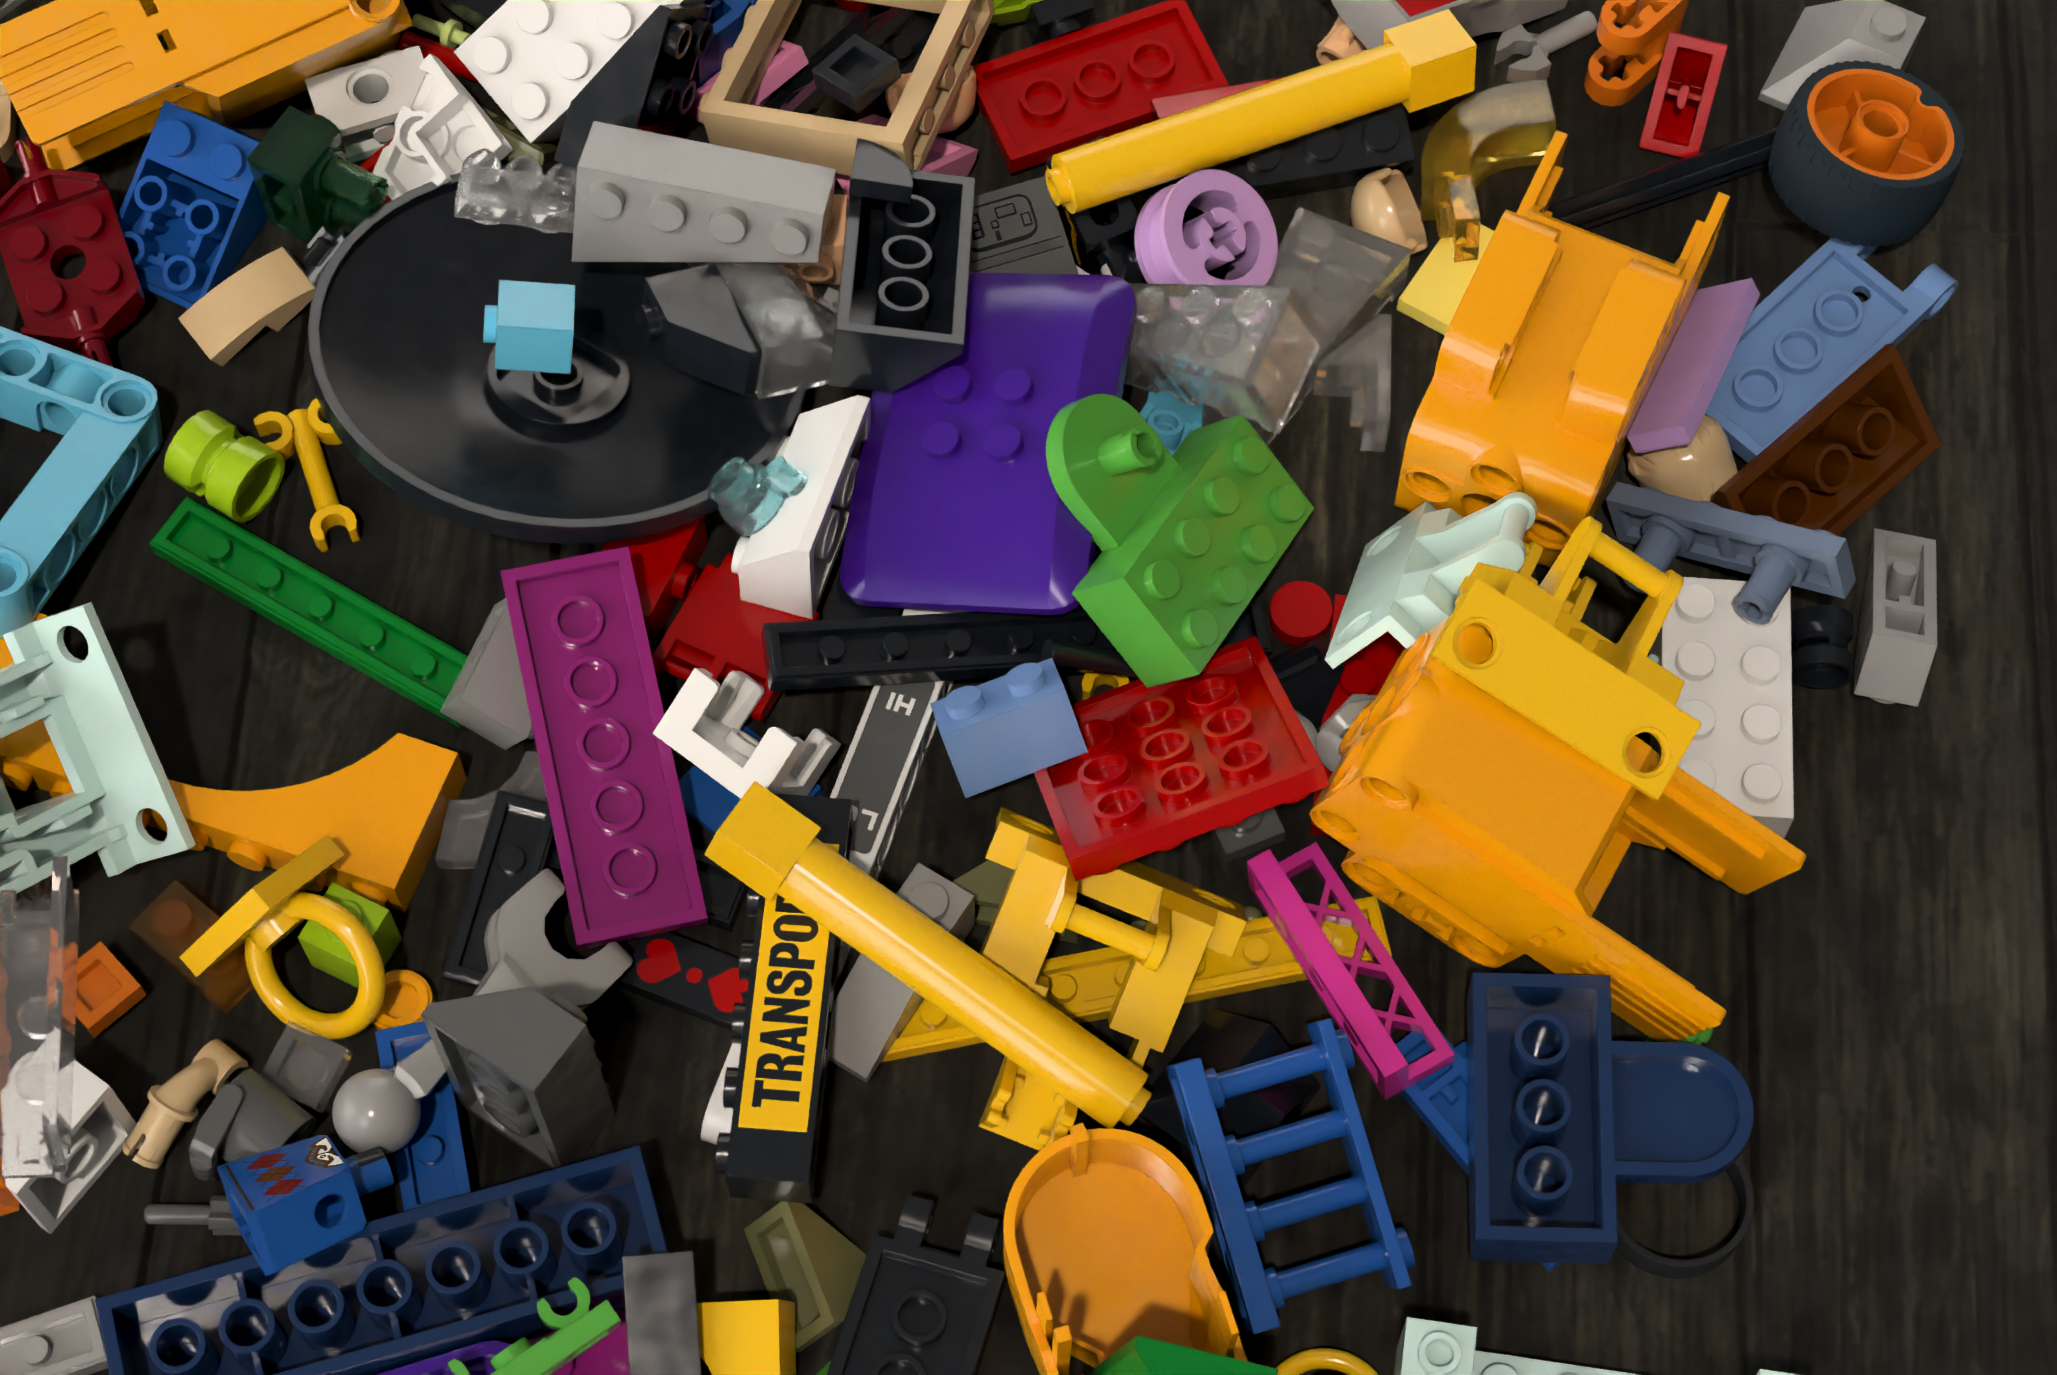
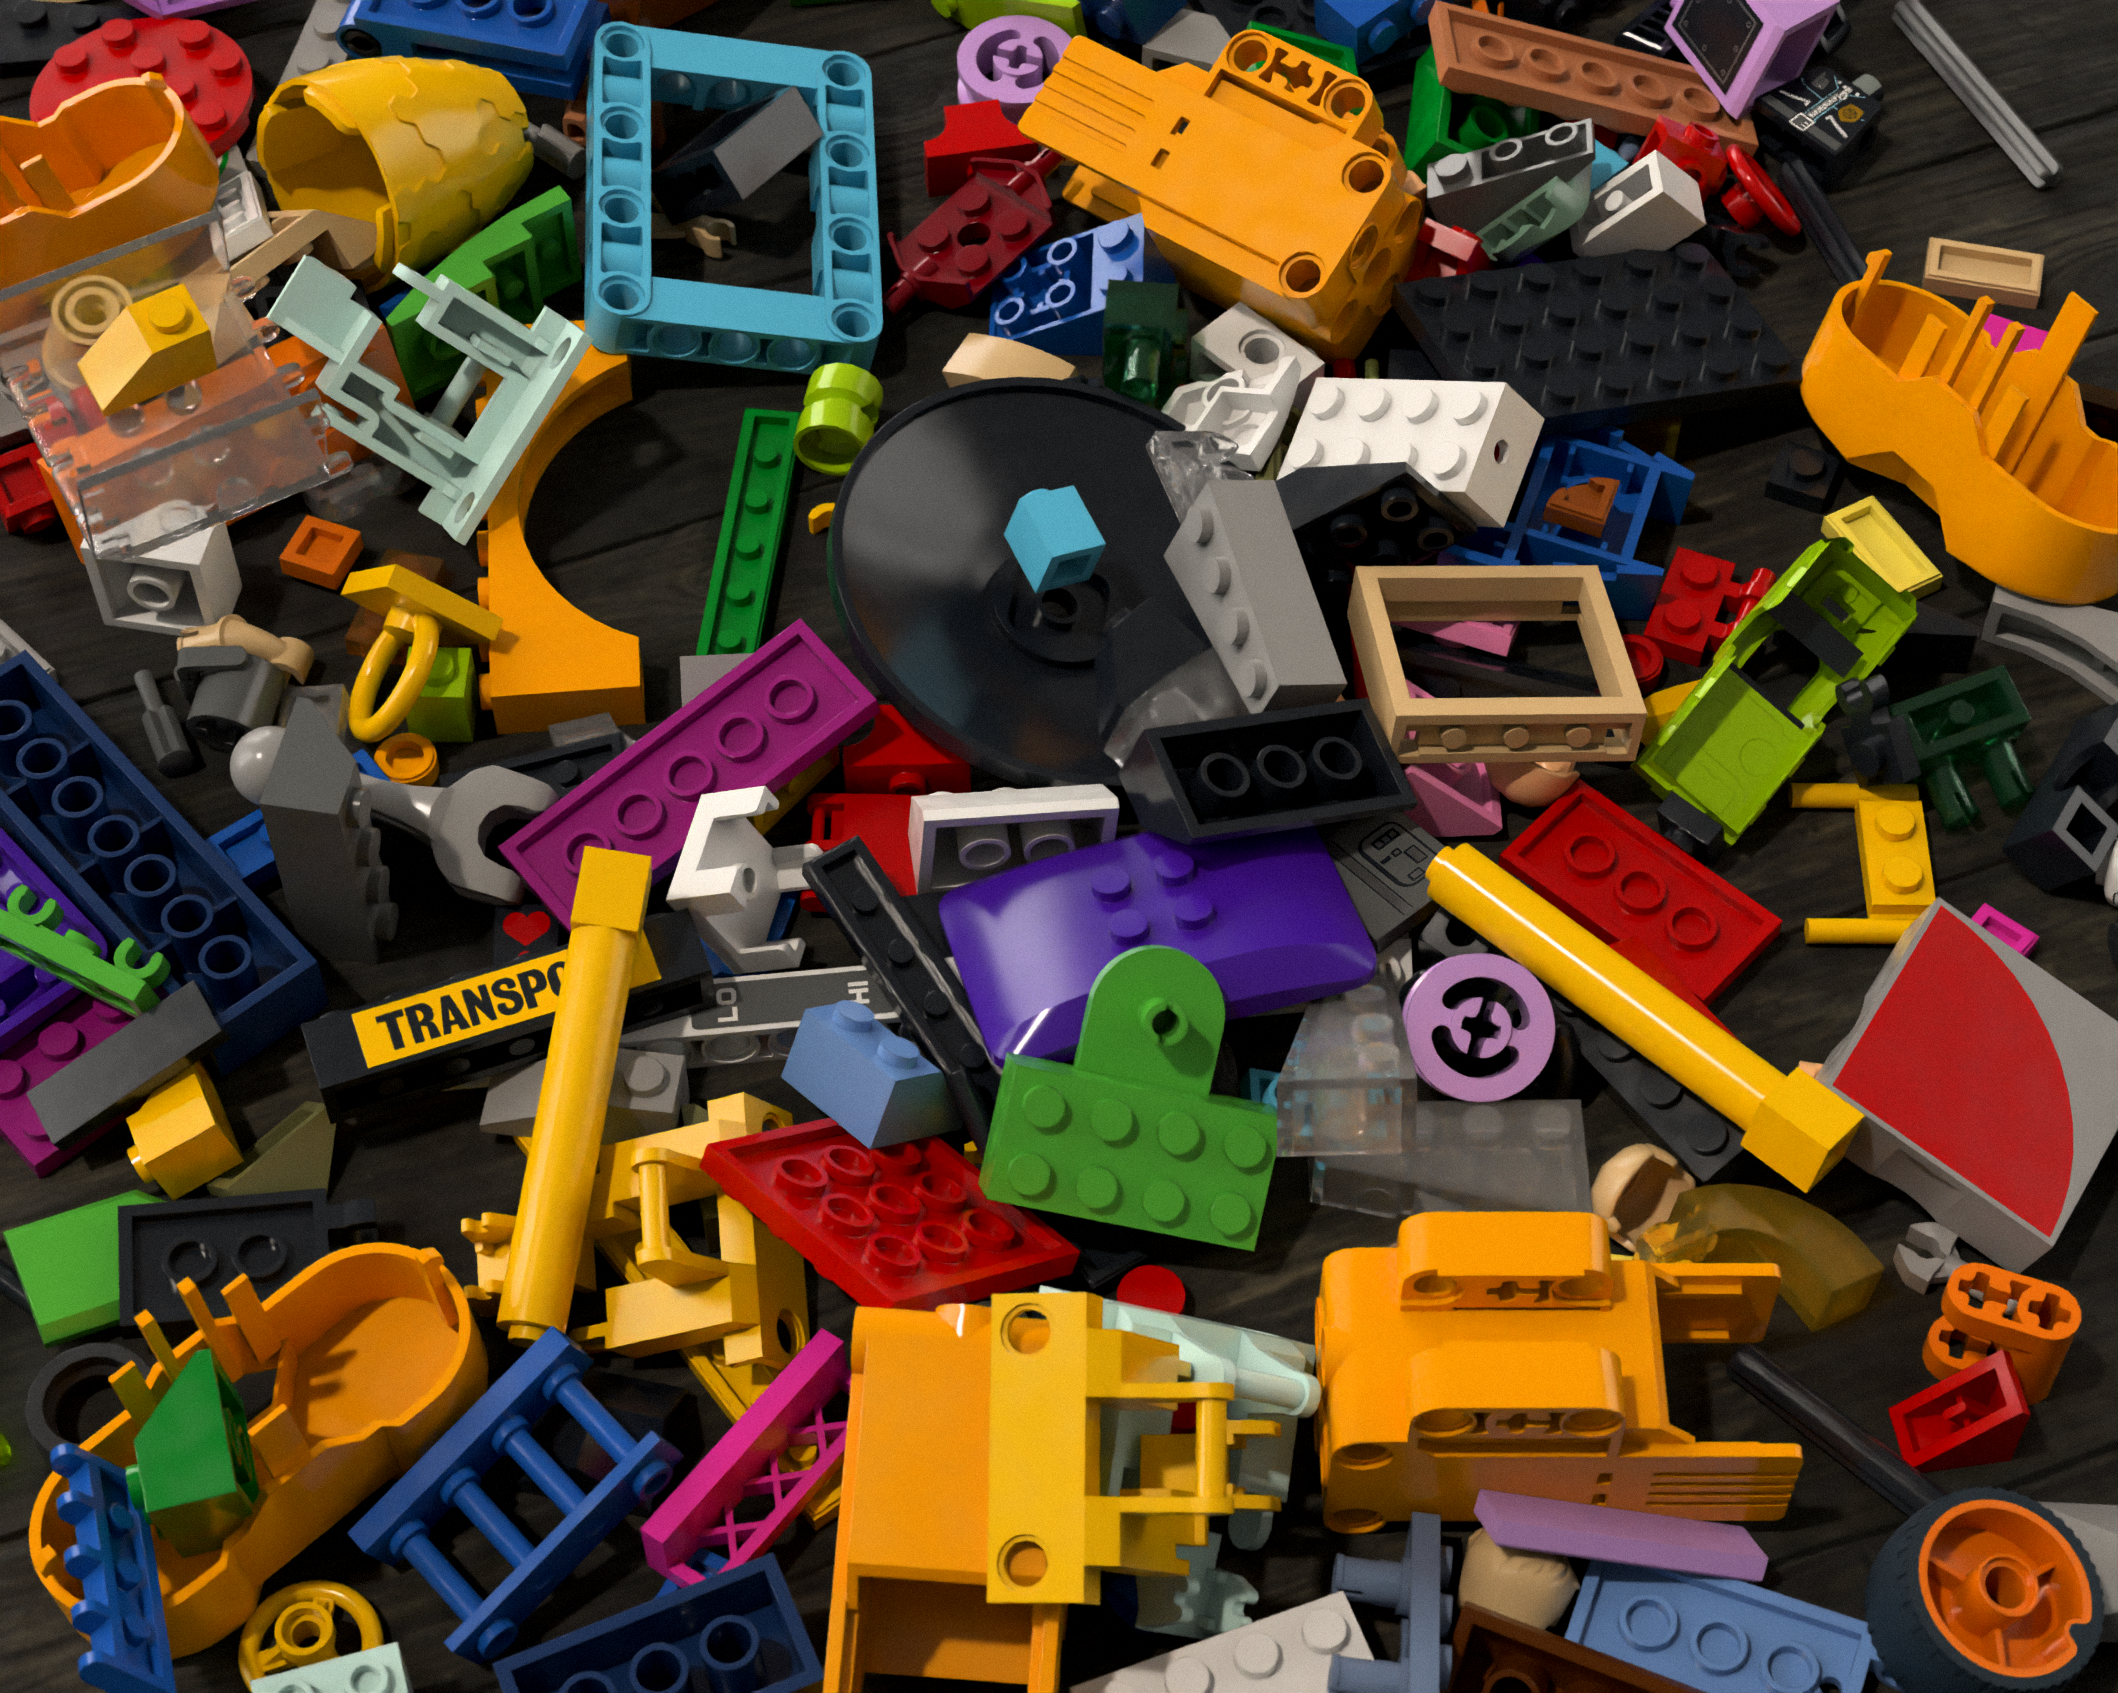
camera: 65 degrees right, 10 degrees down
(300, 1198) = (161, 740): blue torso -> none
(754, 492) = (984, 769): clear light blue piece -> none
(856, 73) = (1452, 651): black plate -> none
(880, 174) = (1356, 713): tile -> none

